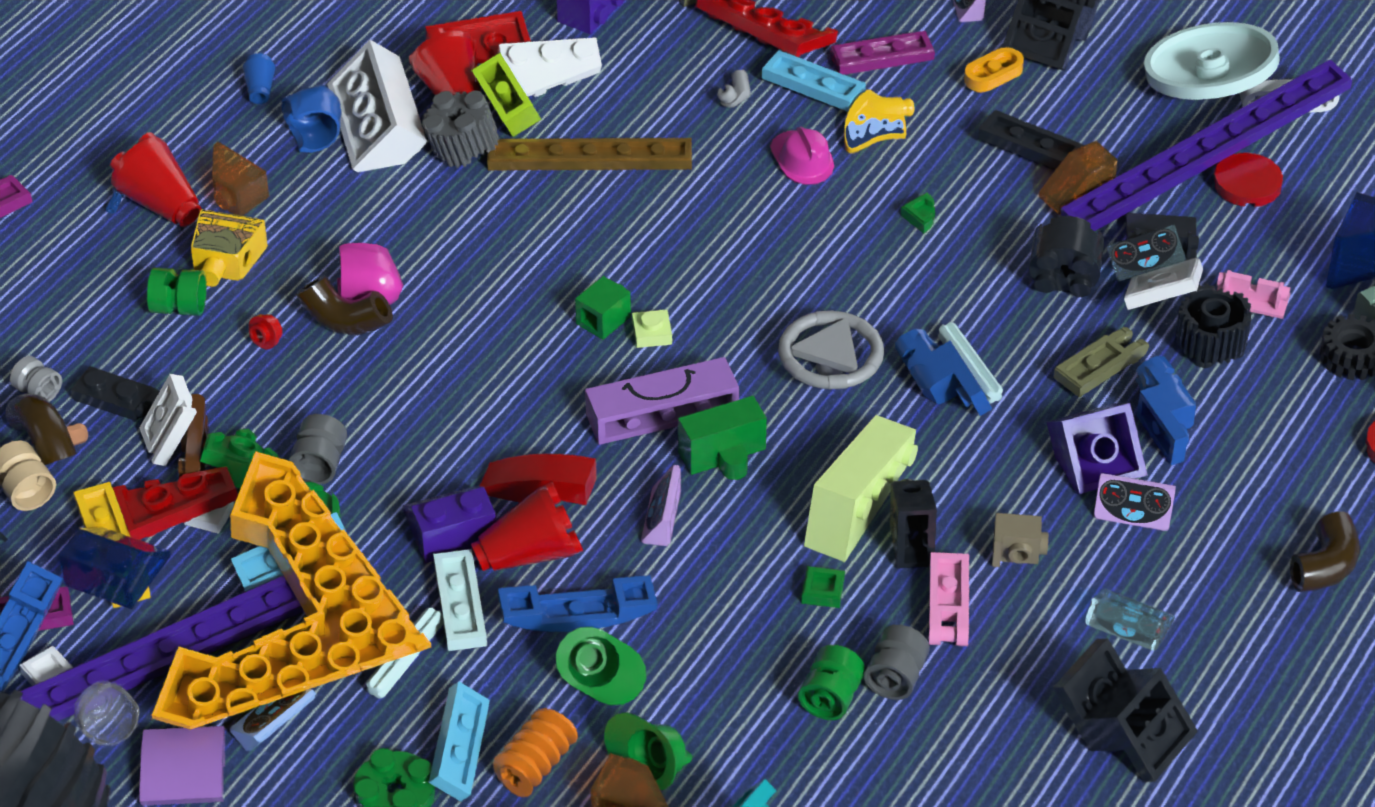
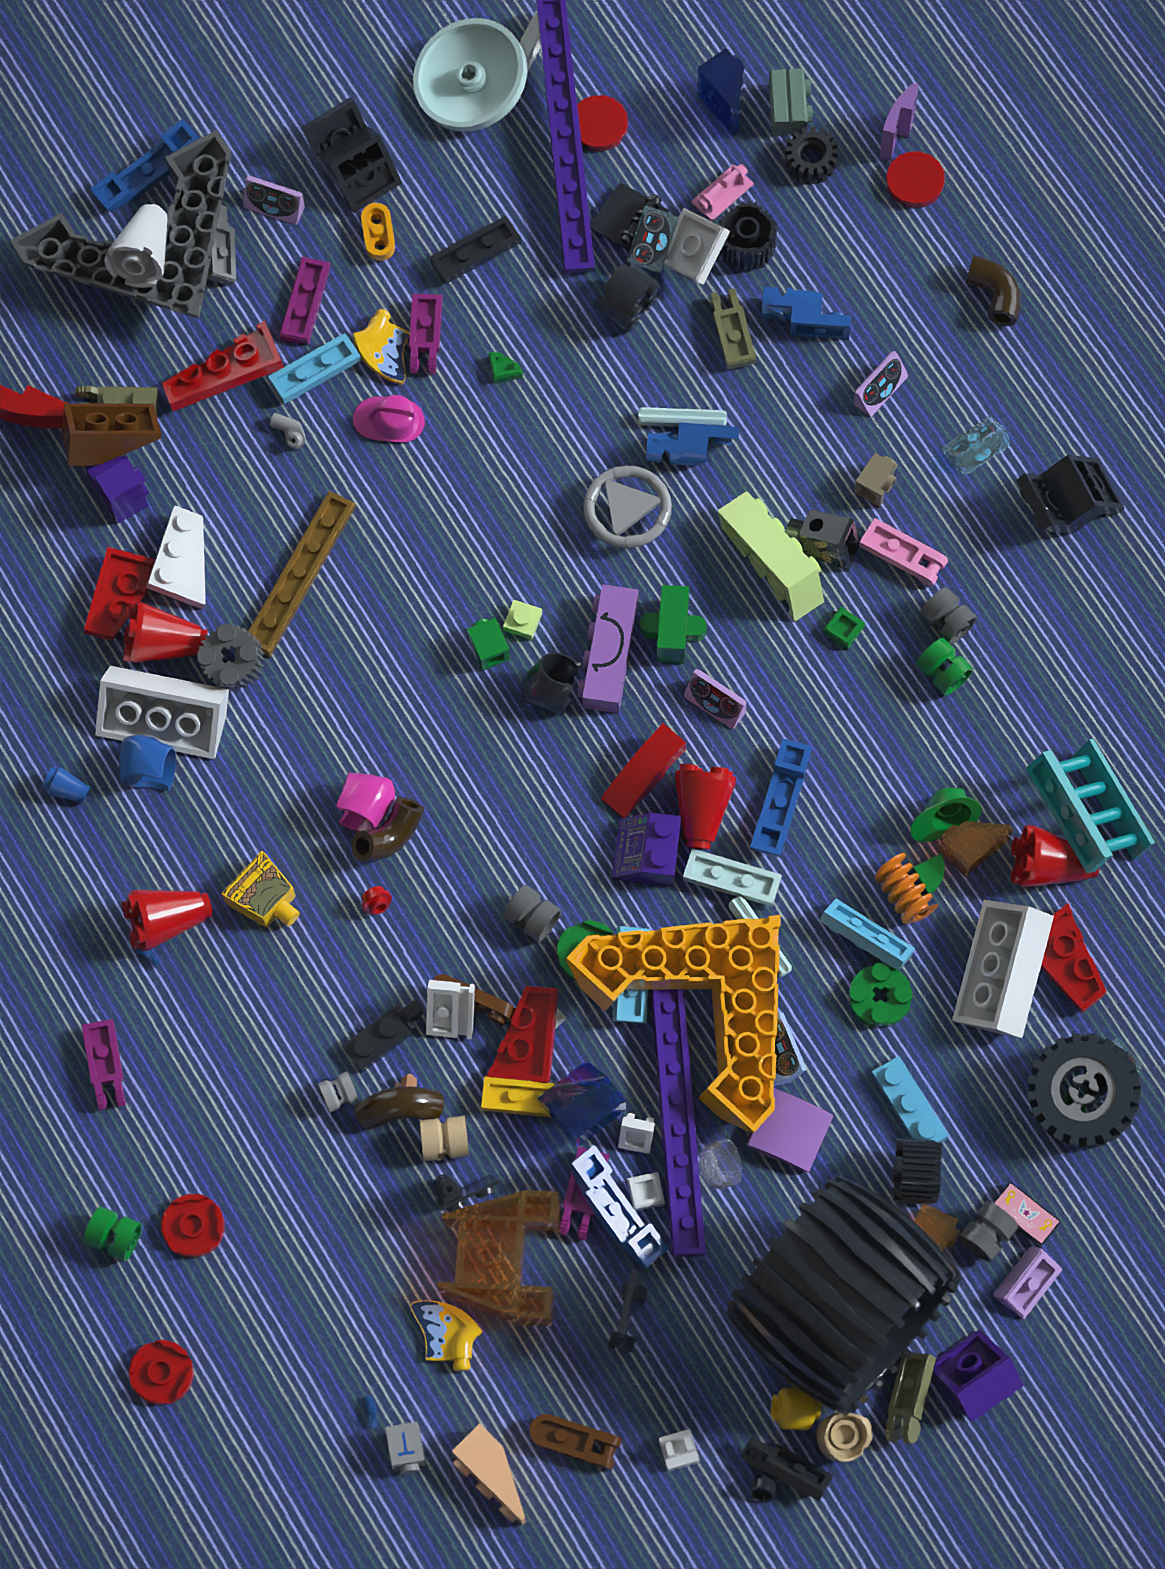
camera: 60 degrees left, 25 degrees up
(110, 630) = (636, 1134): none -> white tile
(177, 291) = (306, 940): green wheel -> none
(234, 452) = (508, 971): green plate -> none
(237, 181) = (185, 855): clear orange slope -> none
(506, 94) = (216, 605): lime brick -> none
(572, 775) = (931, 873): none -> green tile
(588, 362) = (550, 682): none -> black piece
(601, 666) = (850, 810): green piece -> none
(912, 140) = (425, 330): none -> magenta hinge
(1078, 175) = (539, 240): clear orange slope -> none
(1097, 443) = (816, 378): dark purple slope -> none

